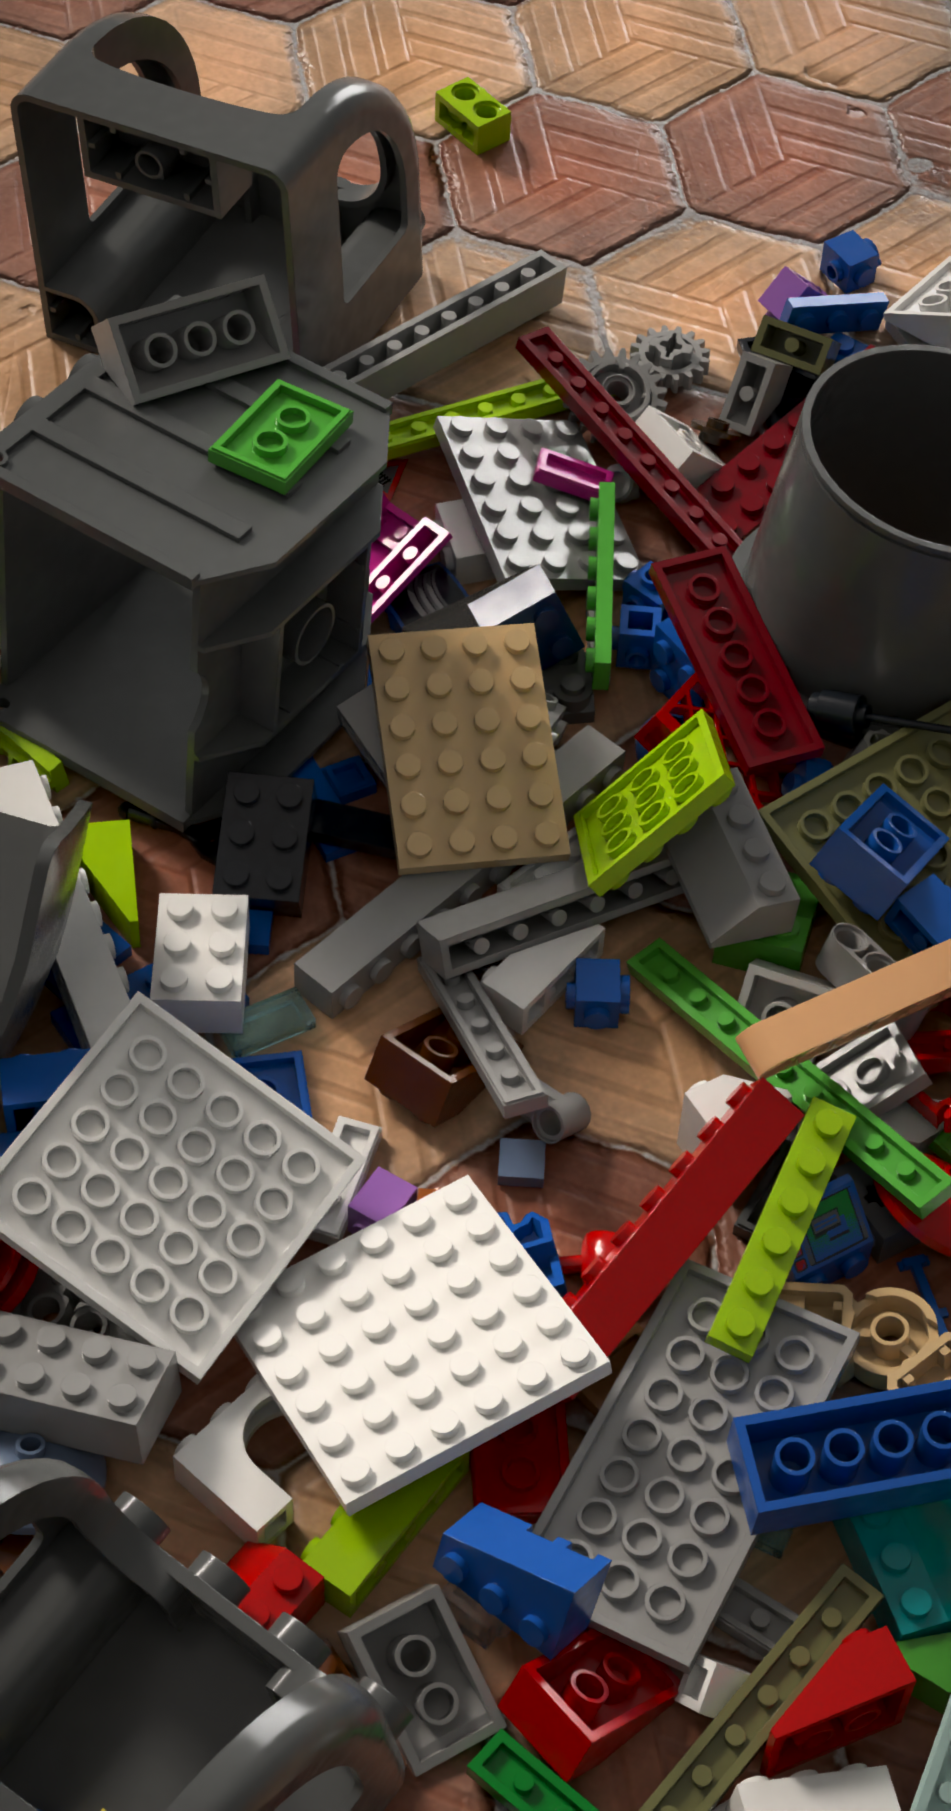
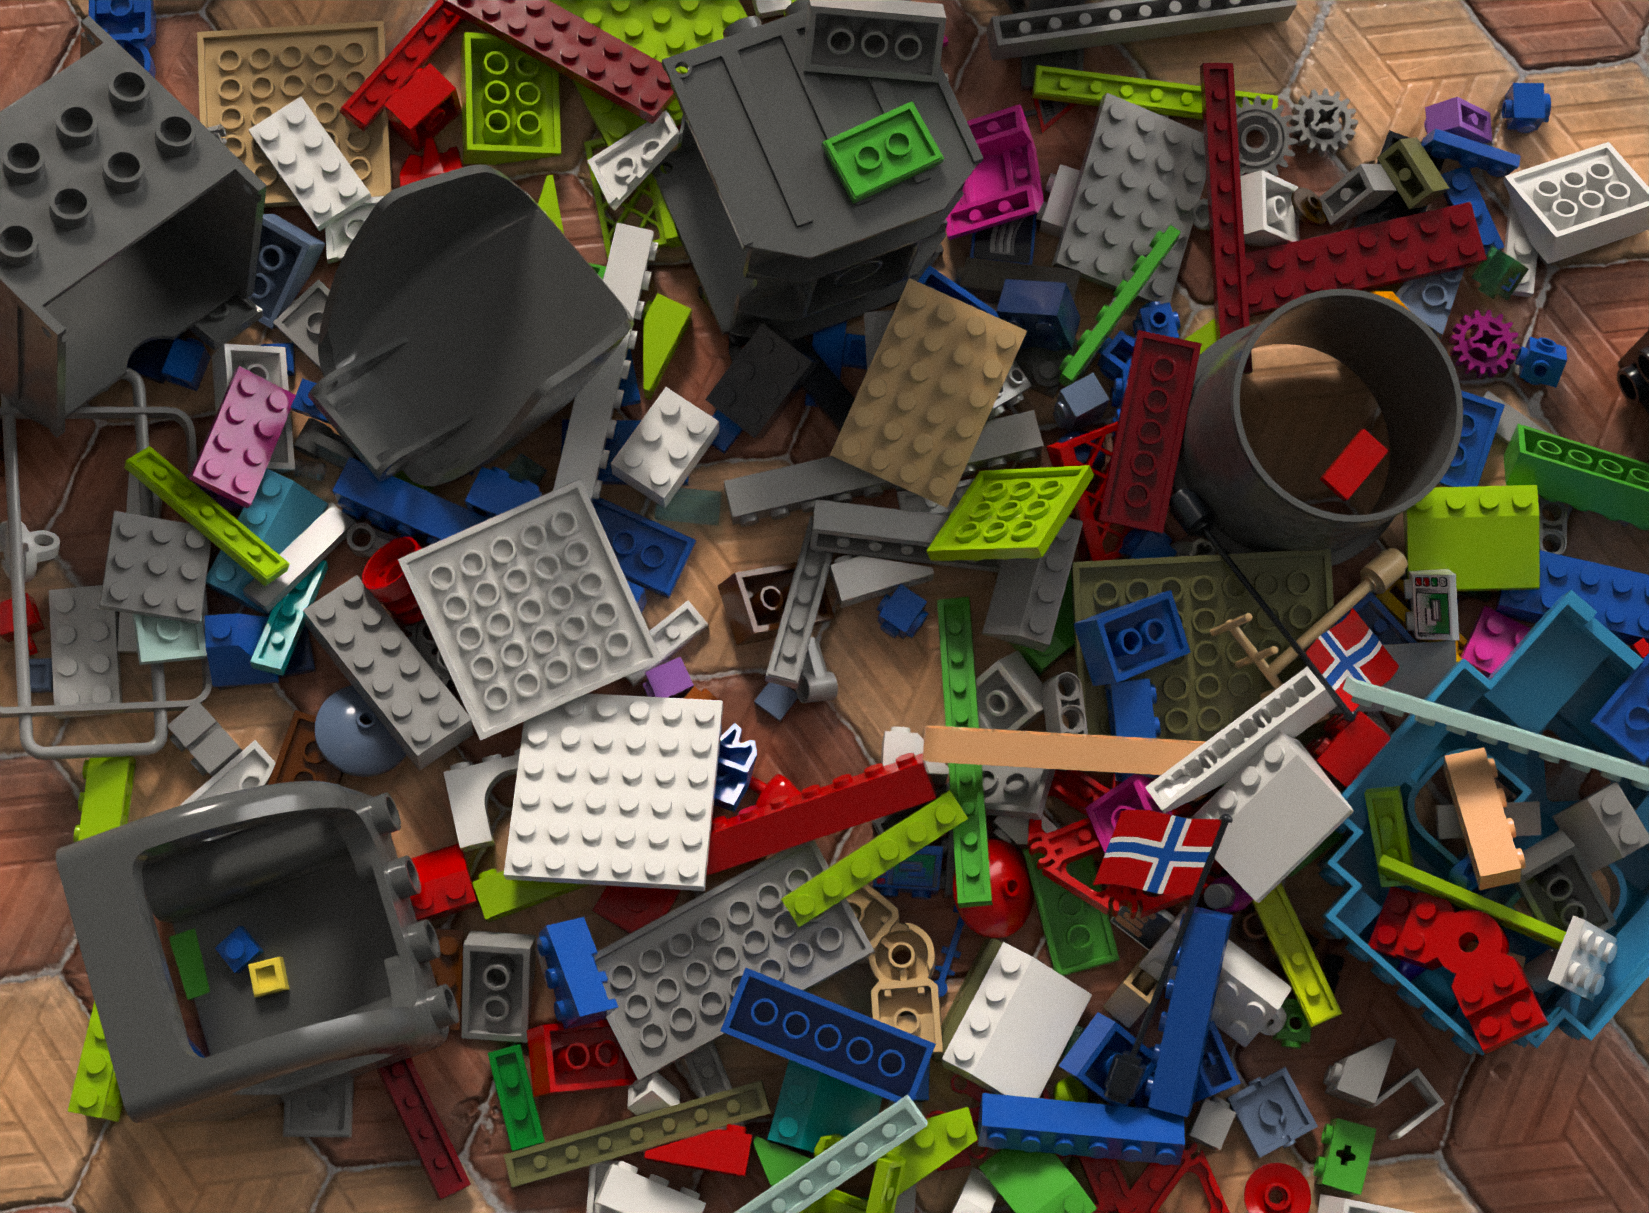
camera: 30 degrees right, 25 degrees up
(569, 474) = (1170, 196): dark pink tile -> none
(632, 692) = (1080, 404): none -> sand blue brick

